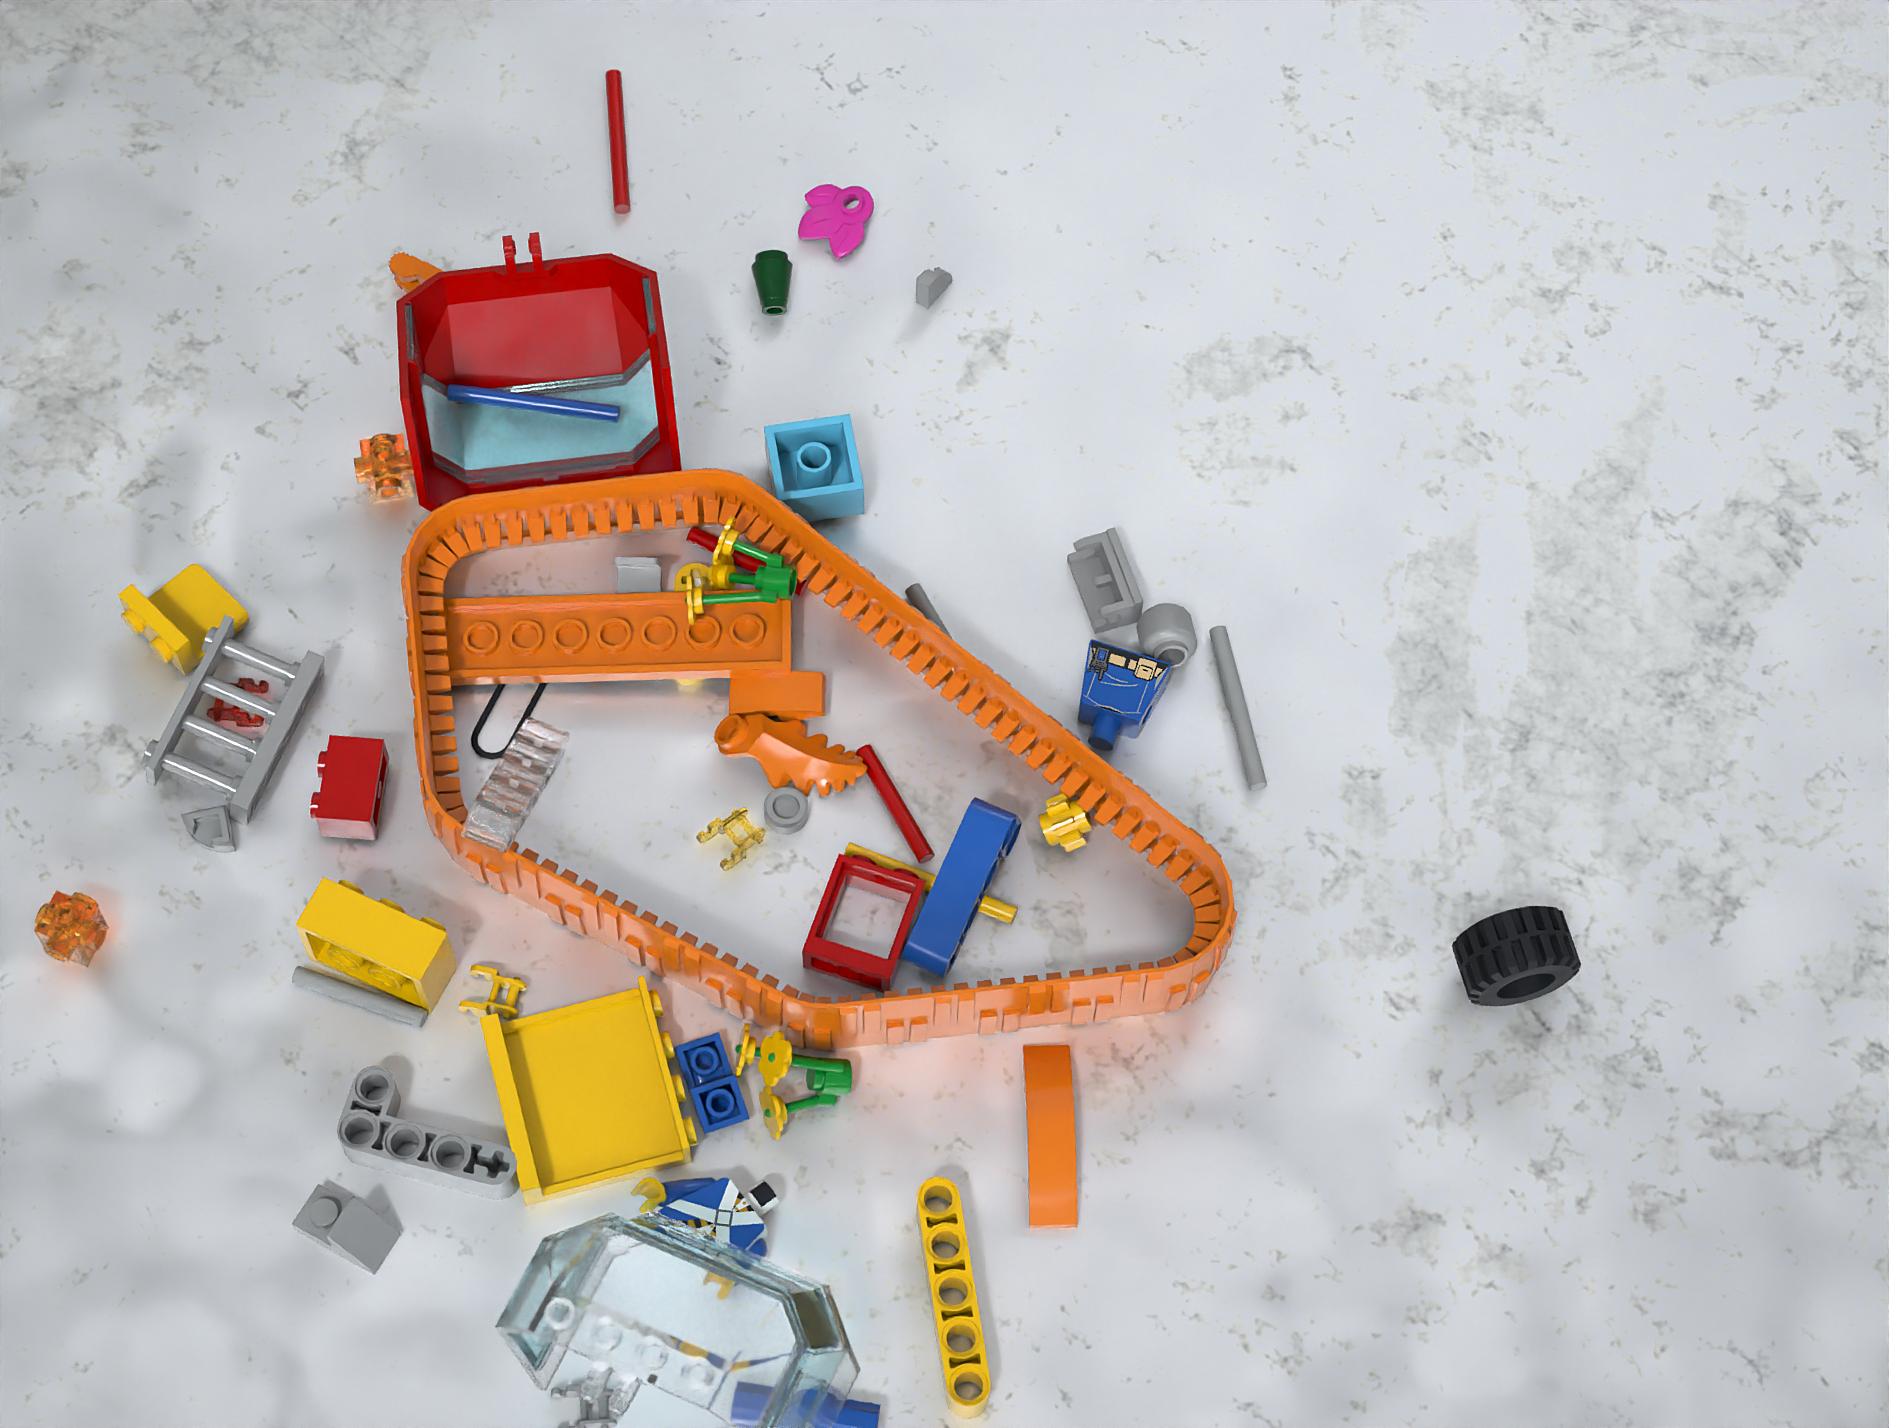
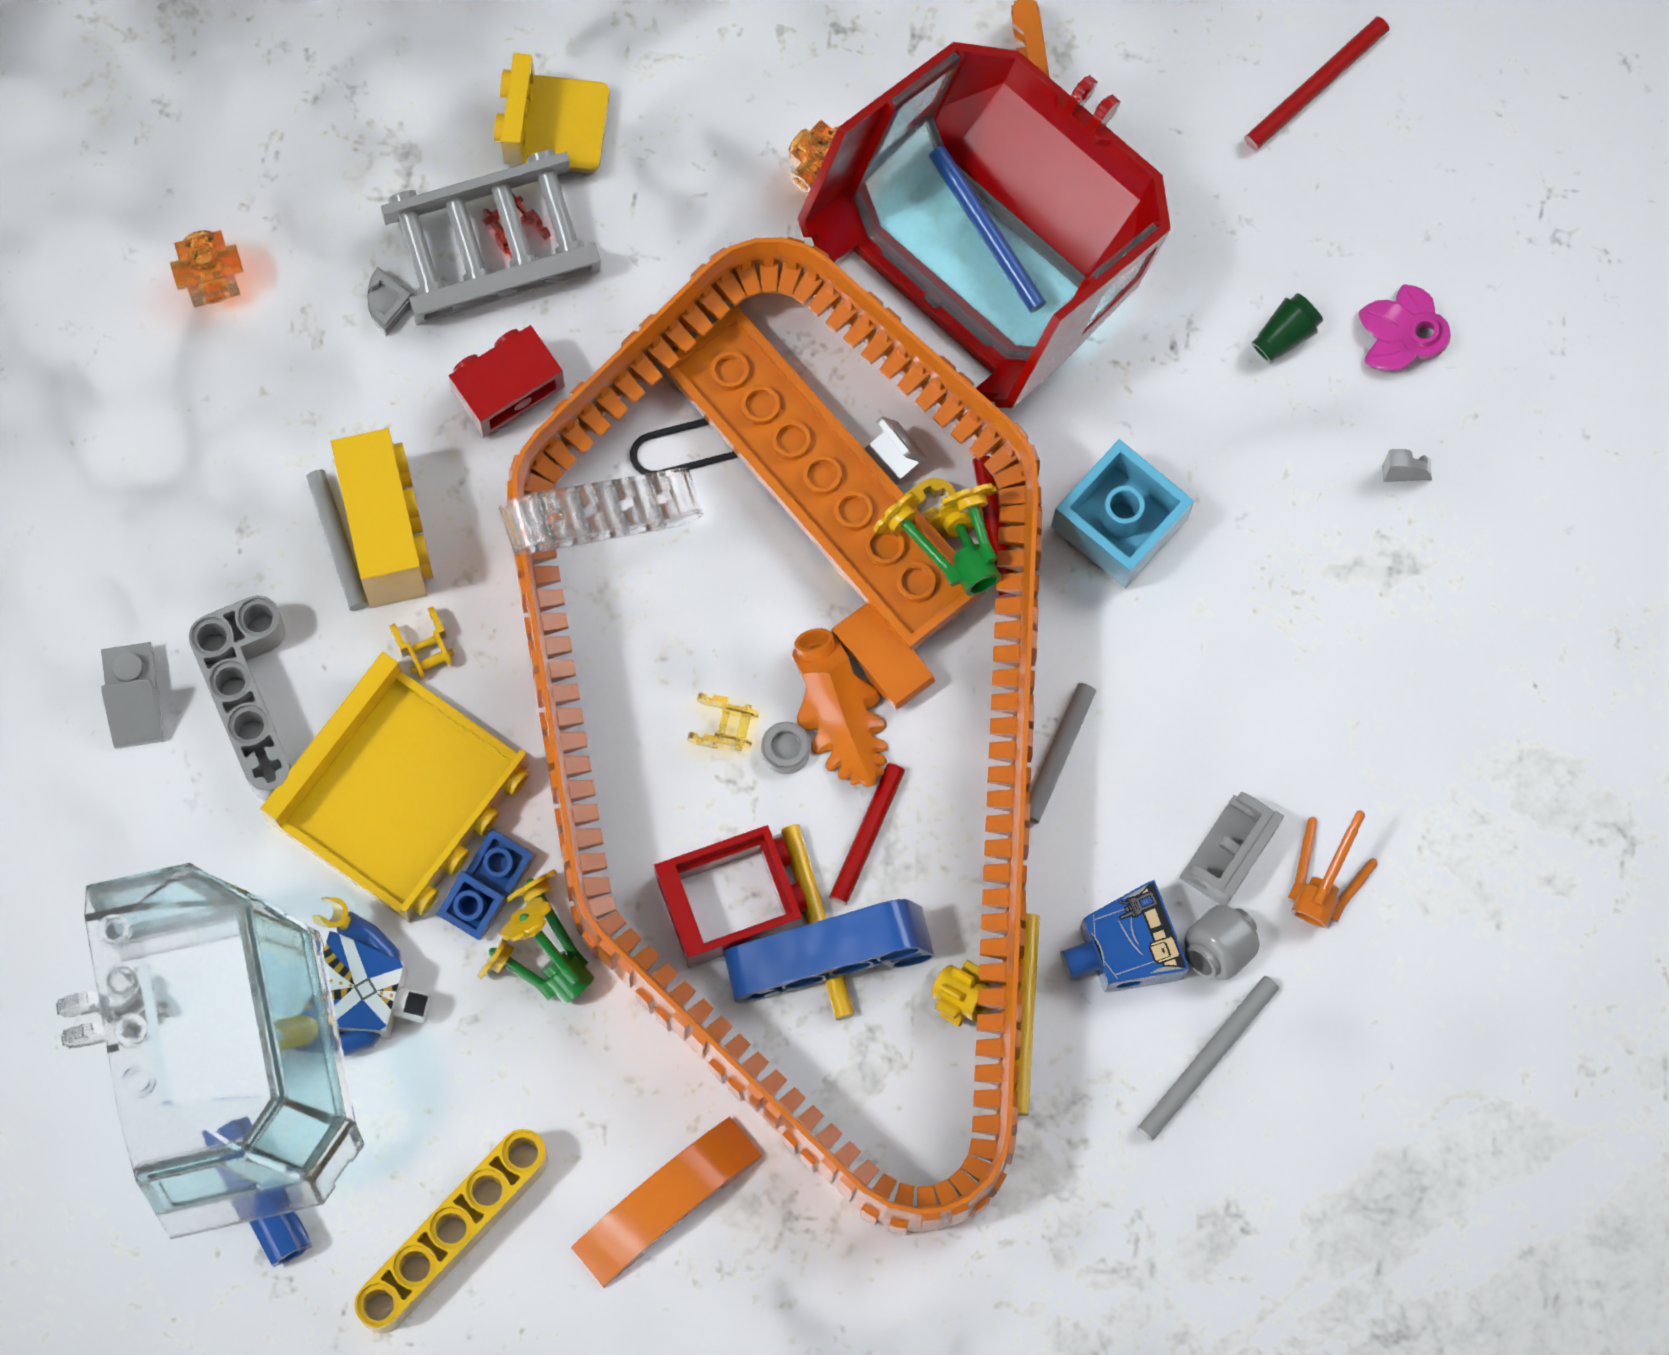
camera: 50 degrees right, 10 degrees up
(1186, 554) = (1317, 901): none -> orange plant

